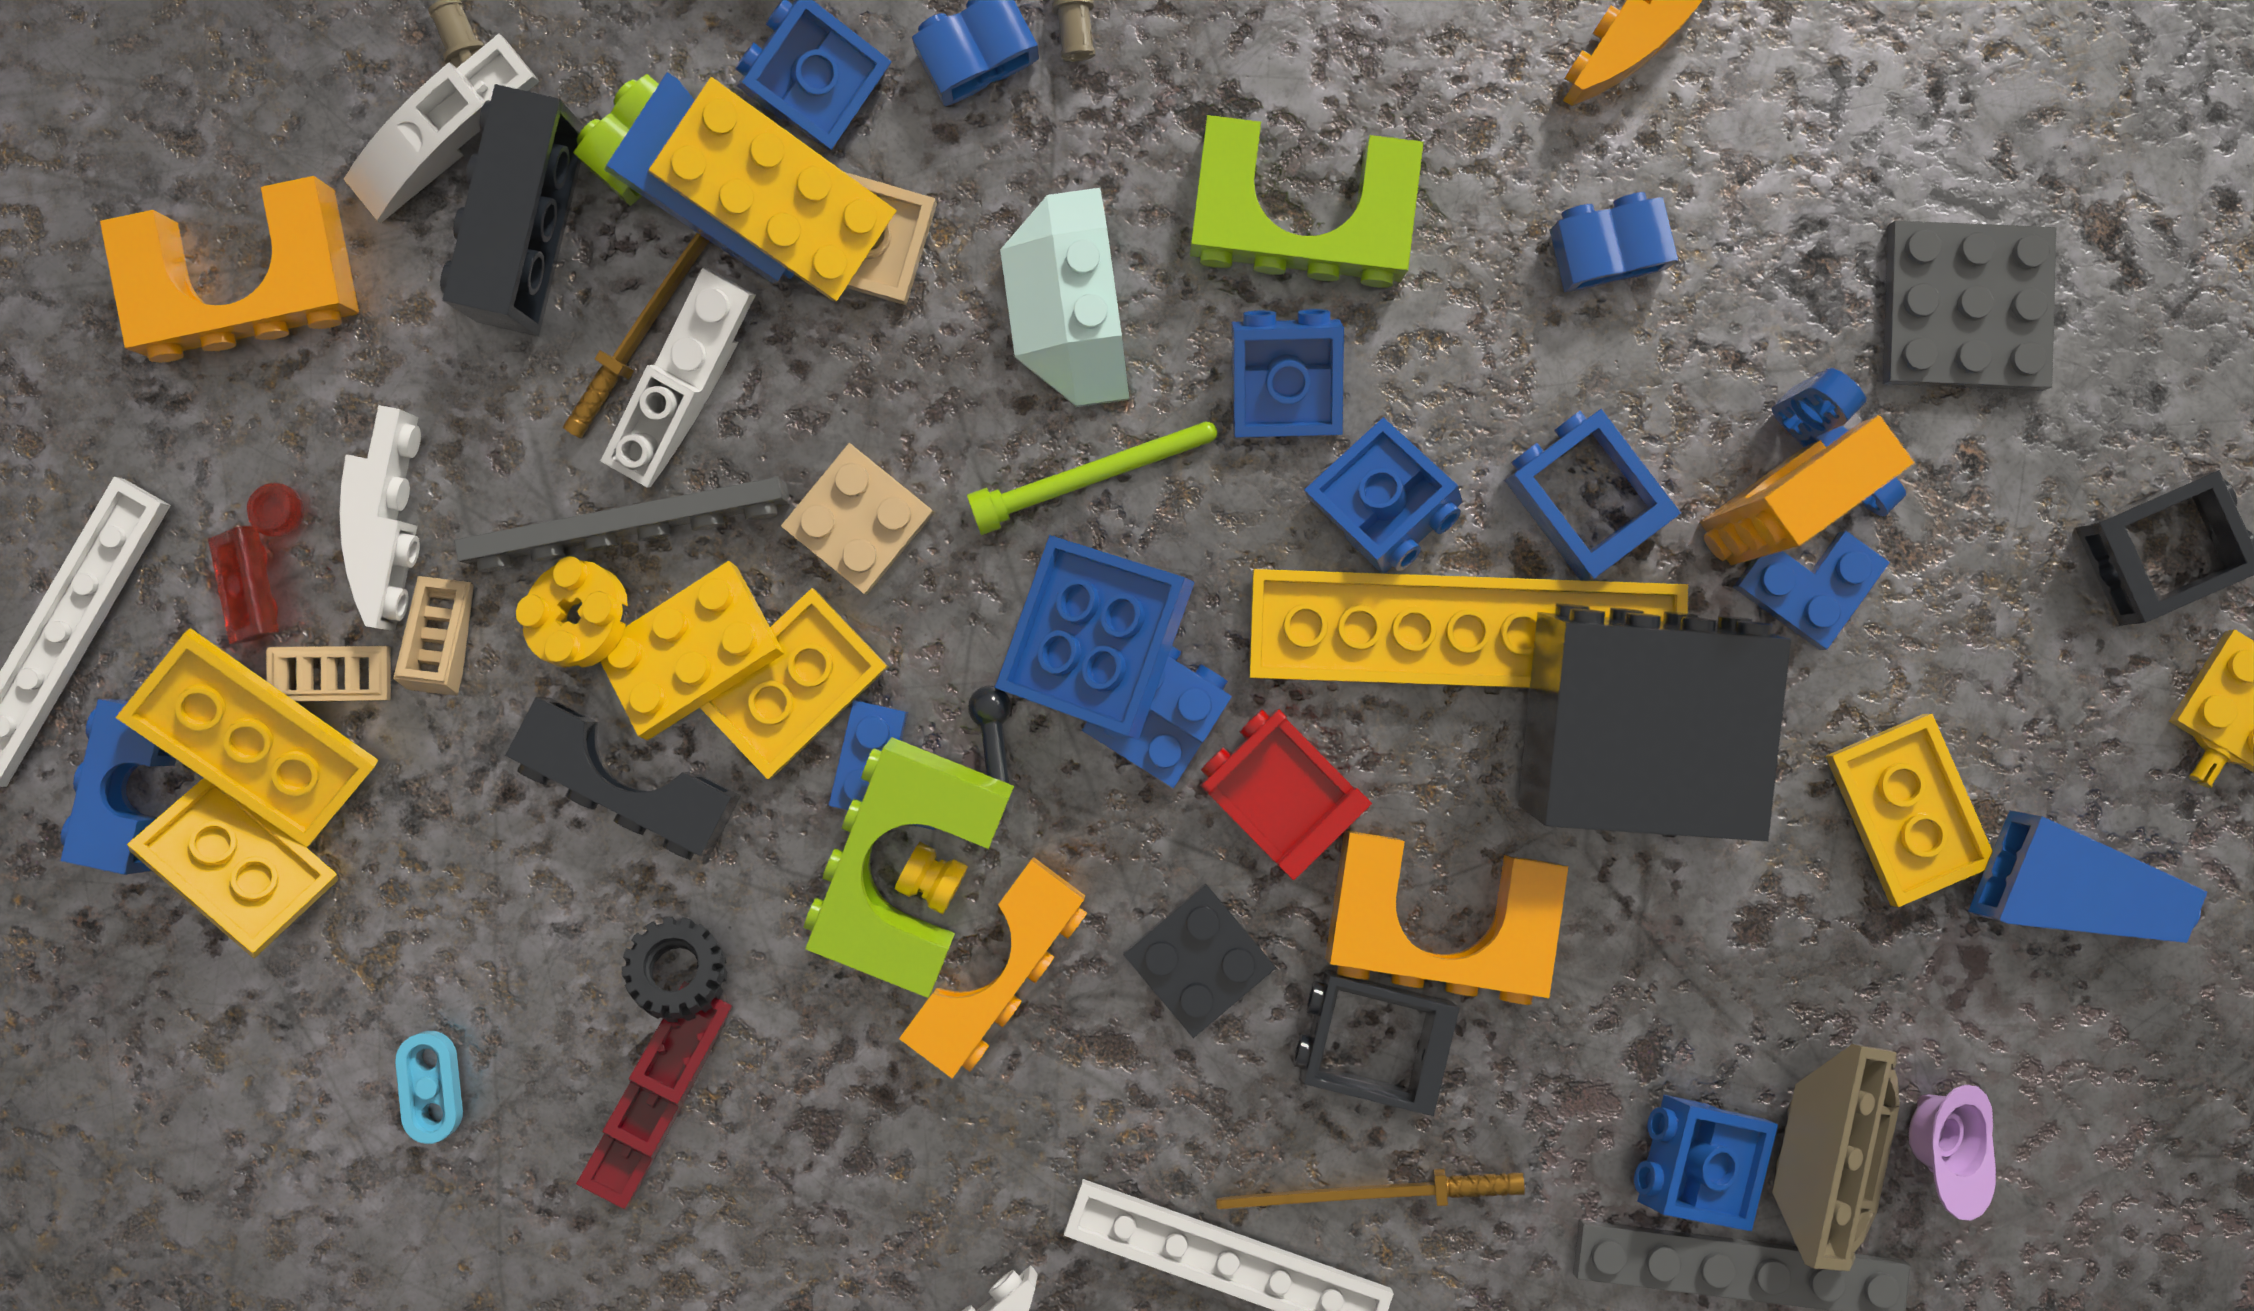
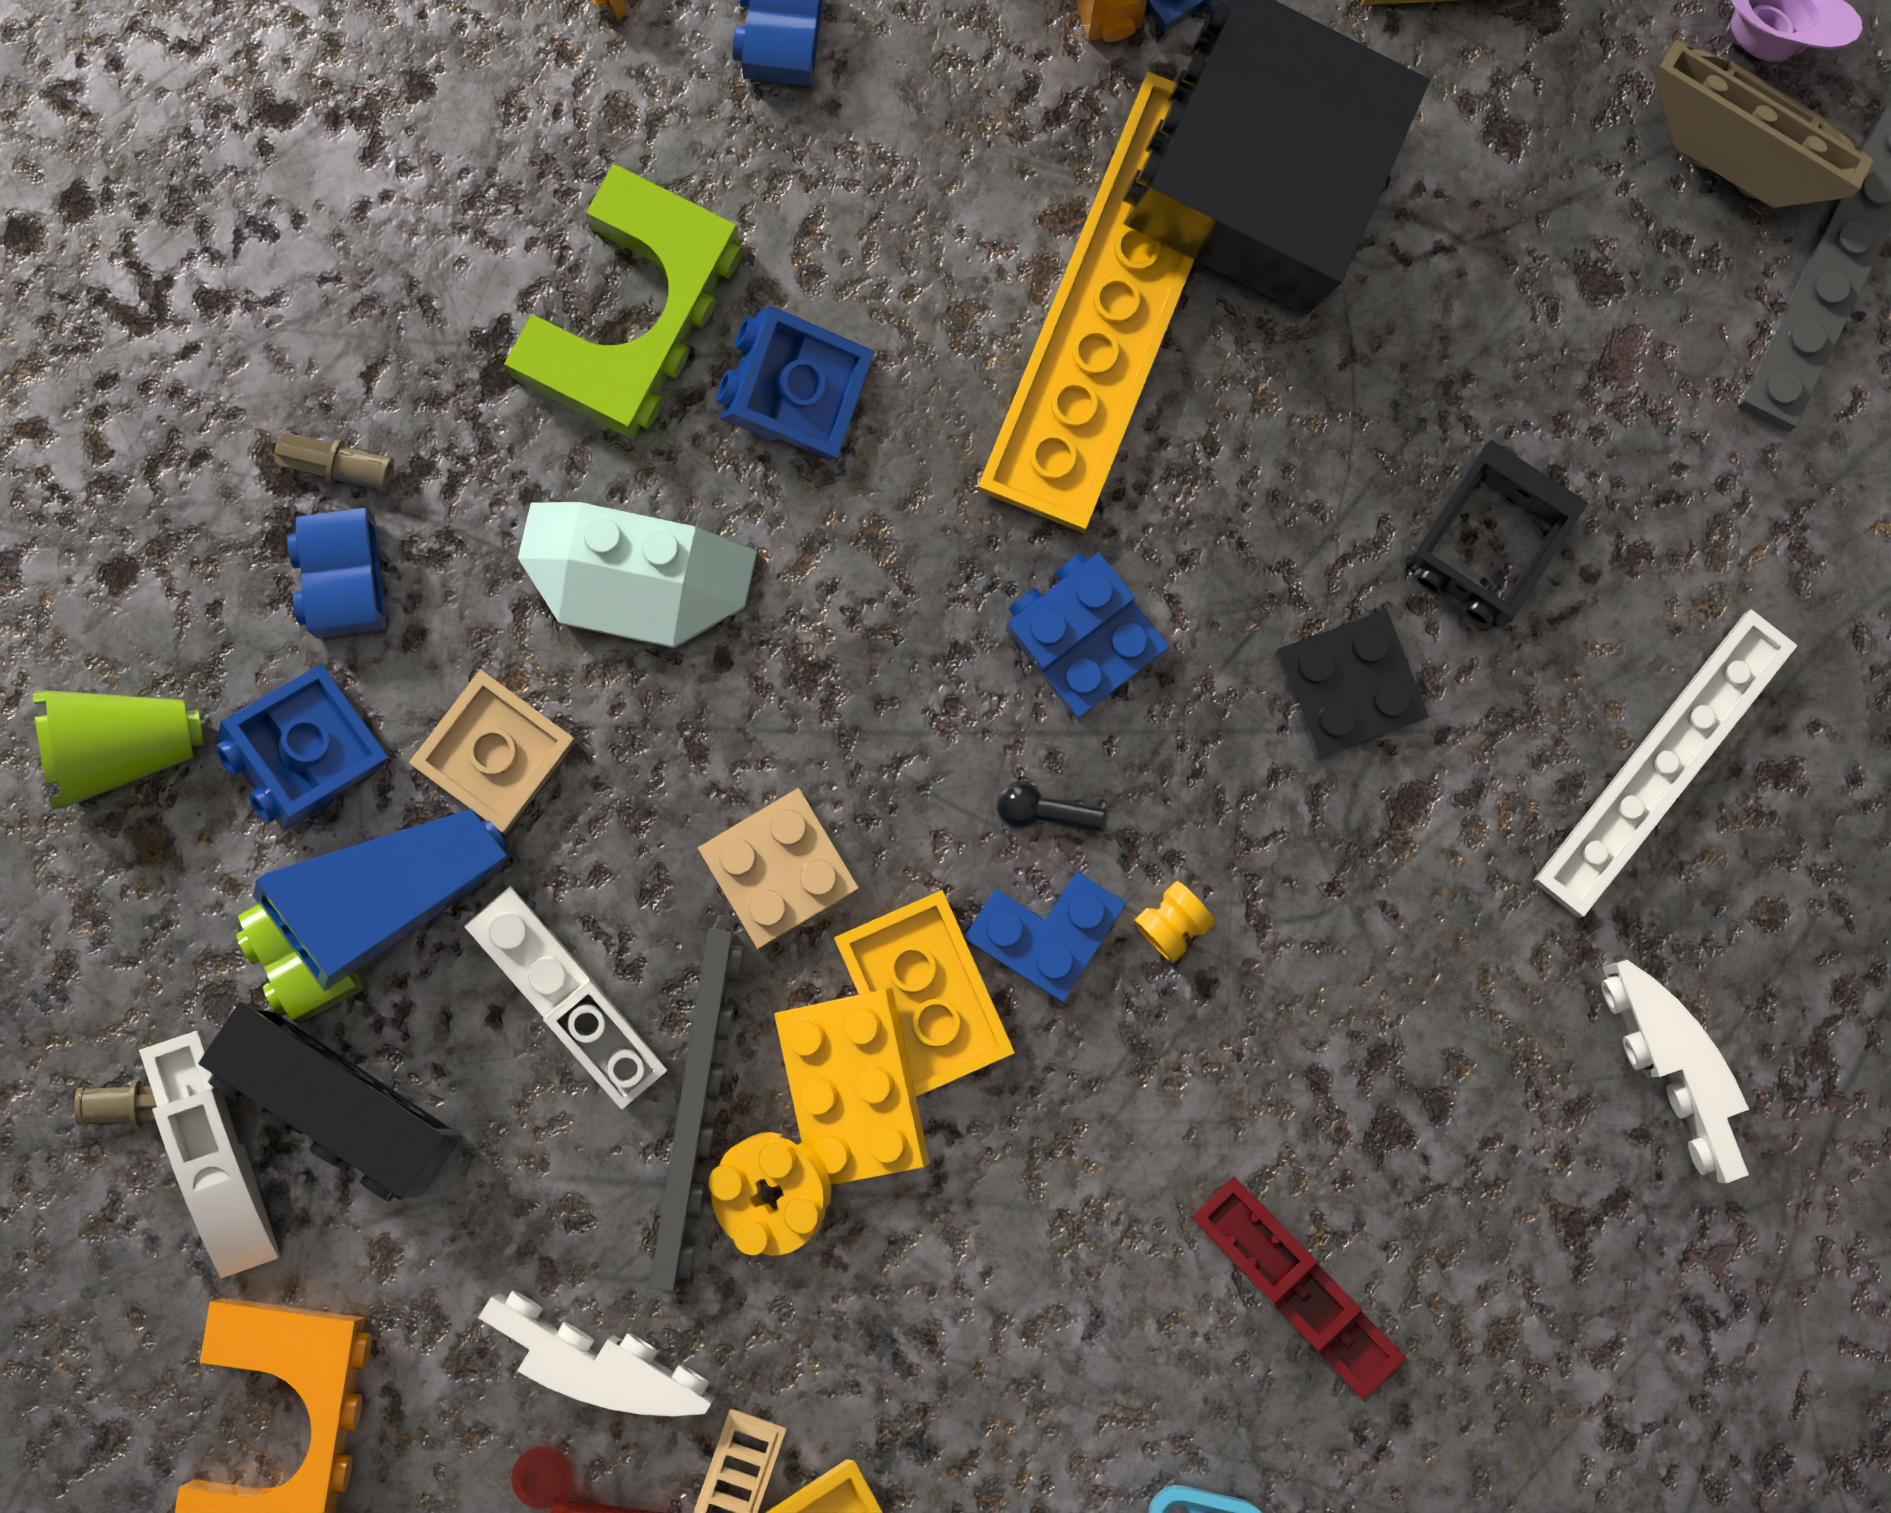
camera: 75 degrees left, 5 degrees down
(416, 633) = (784, 1375): tan slope -> none
(564, 748) = (904, 1257): black arch -> none
(615, 365) = (526, 1063): pearl gold sword -> none
(650, 947) = (1140, 1211): black tyre -> none
(772, 190) = (414, 823): yellow plate -> none
(854, 919) = (1078, 912): lime arch -> none
(953, 1022) = (1332, 950): light orange arch -> none
(993, 507) = (819, 724): lime piece -> none
(1094, 636) = (989, 665): blue plate -> none
(1283, 792) = (1213, 539): red panel -> none
(1386, 497) = (953, 330): blue plate -> none
(1443, 1188) = (1661, 527): pearl gold sword -> none
(1510, 957) = (1454, 374): light orange arch -> none
(1584, 562) = (1086, 164): blue window -> none
(1705, 1163) = (1722, 261): blue plate -> none

